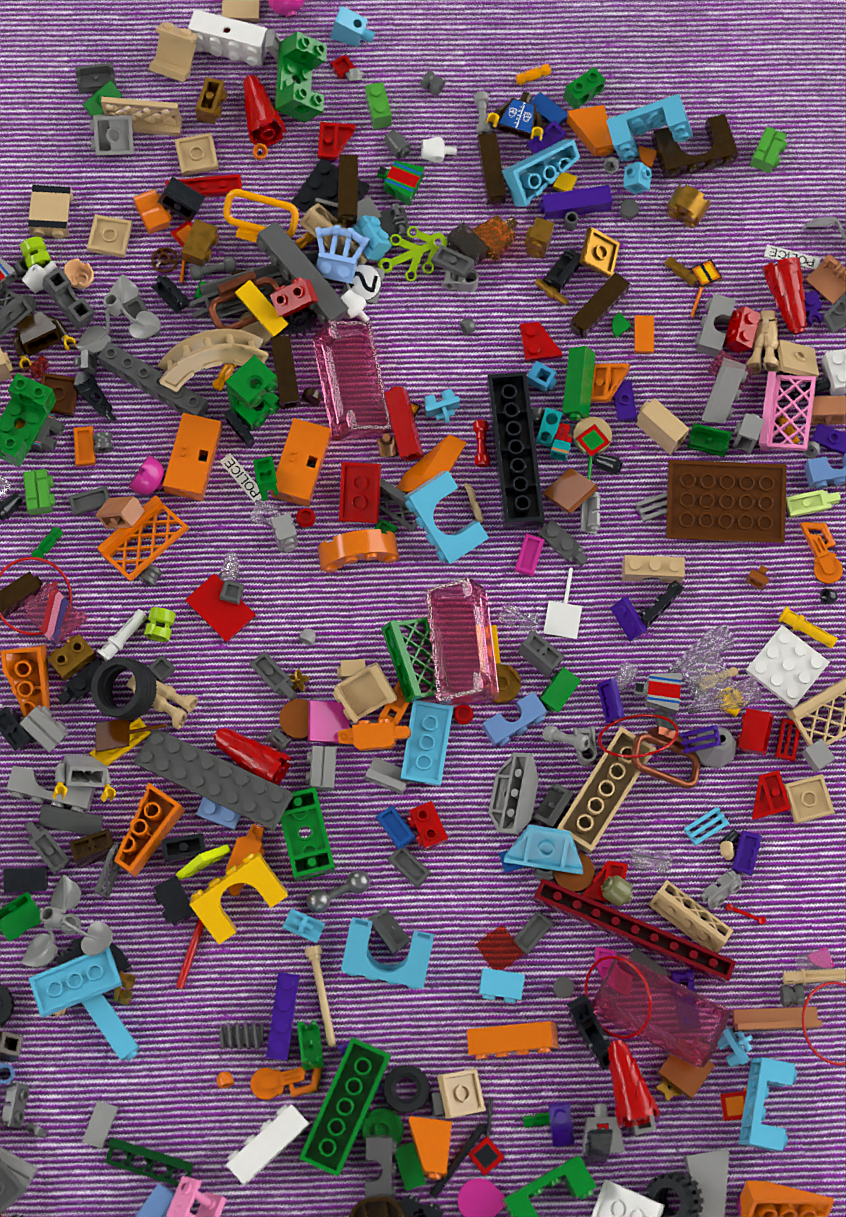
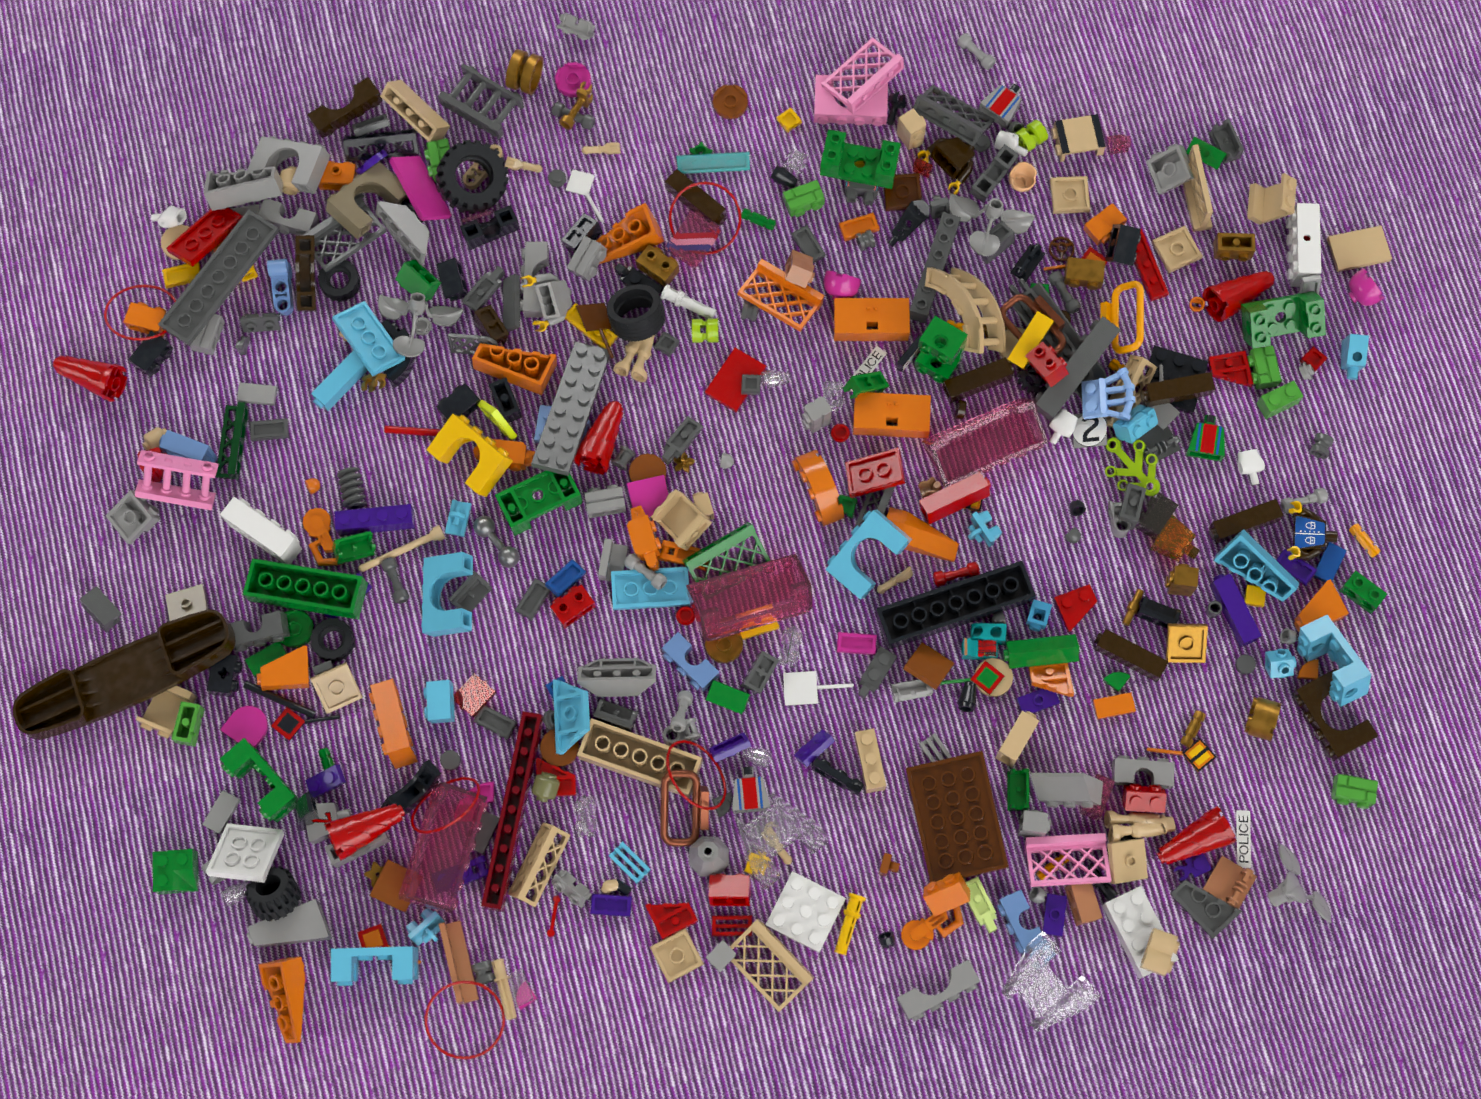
camera: 85 degrees right, 0 degrees up
(68, 175) = (1118, 143): none -> clear pink bracket
(146, 1118) = (269, 429): none -> dark grey tile
(341, 109) = (1264, 367): none -> bright green brick
(372, 1006) = (400, 595): none -> dark grey piece
(397, 144) = (1244, 427): dark grey brick -> none
(423, 731) = (657, 579): none -> light grey piece
(440, 315) = (1077, 512): none -> black hinge
(686, 741) = (701, 823): dark purple tile -> none
(800, 528) = (946, 893): none -> orange brick

